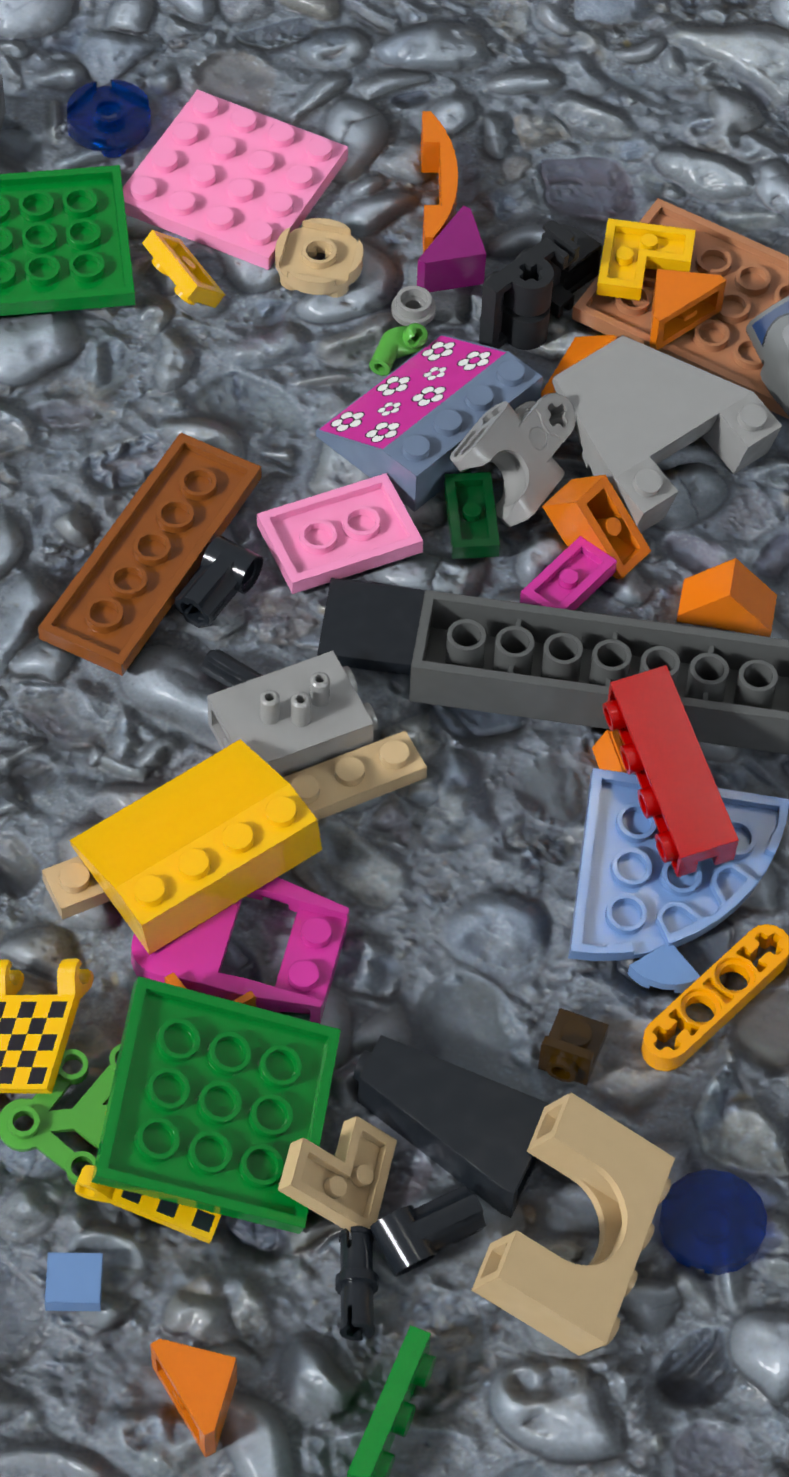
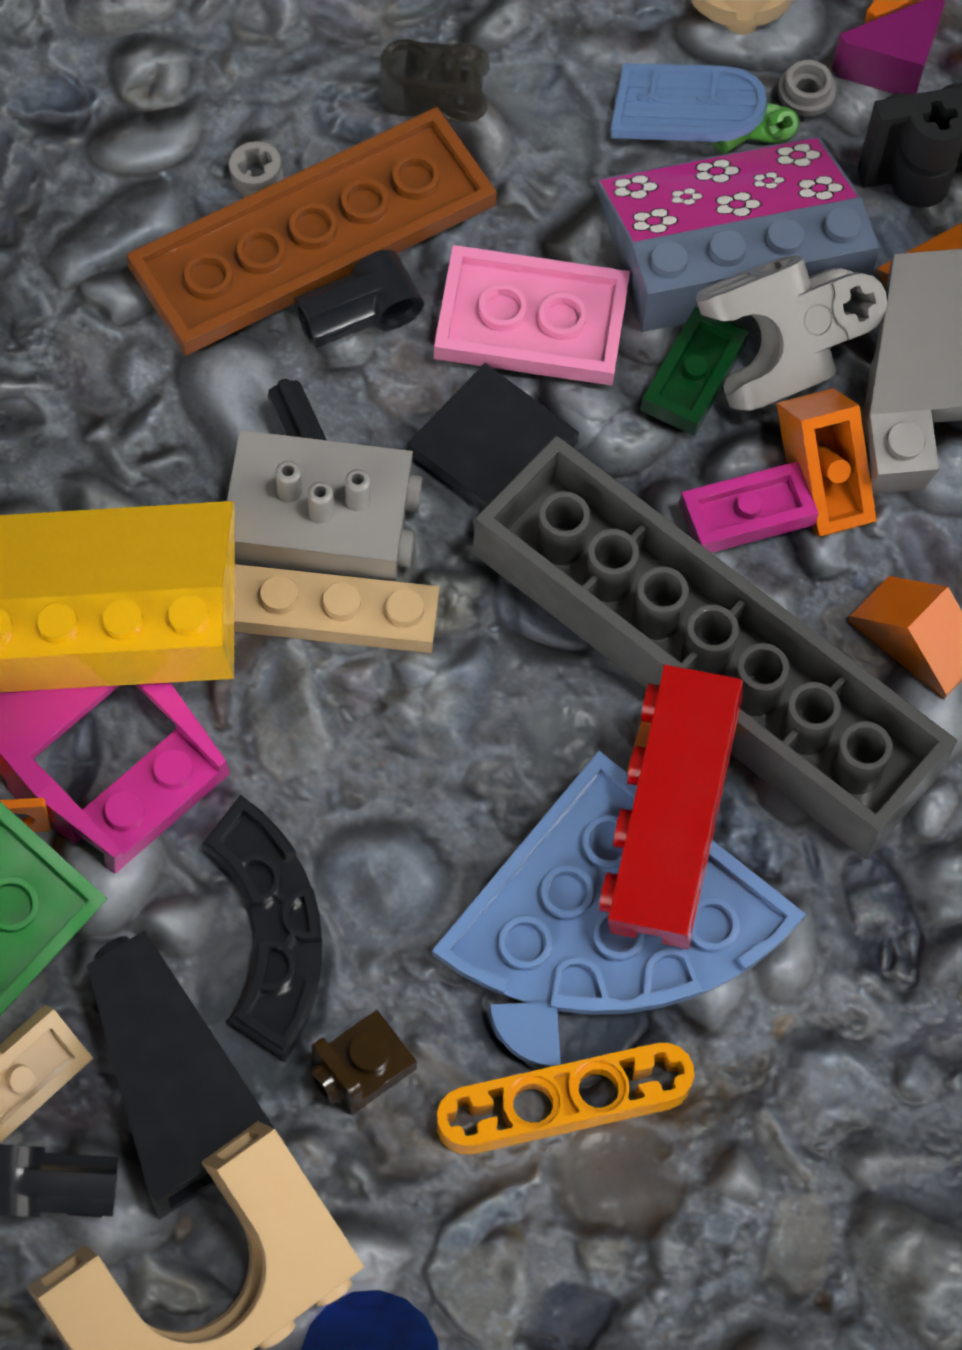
camera: 30 degrees right, 10 degrees up
(81, 522) = (250, 154): none -> light grey bush
(159, 416) = (433, 79): none -> clear smoke piece
(343, 352) = (687, 103): none -> medium blue window
(454, 989) = (284, 923): none -> black tile

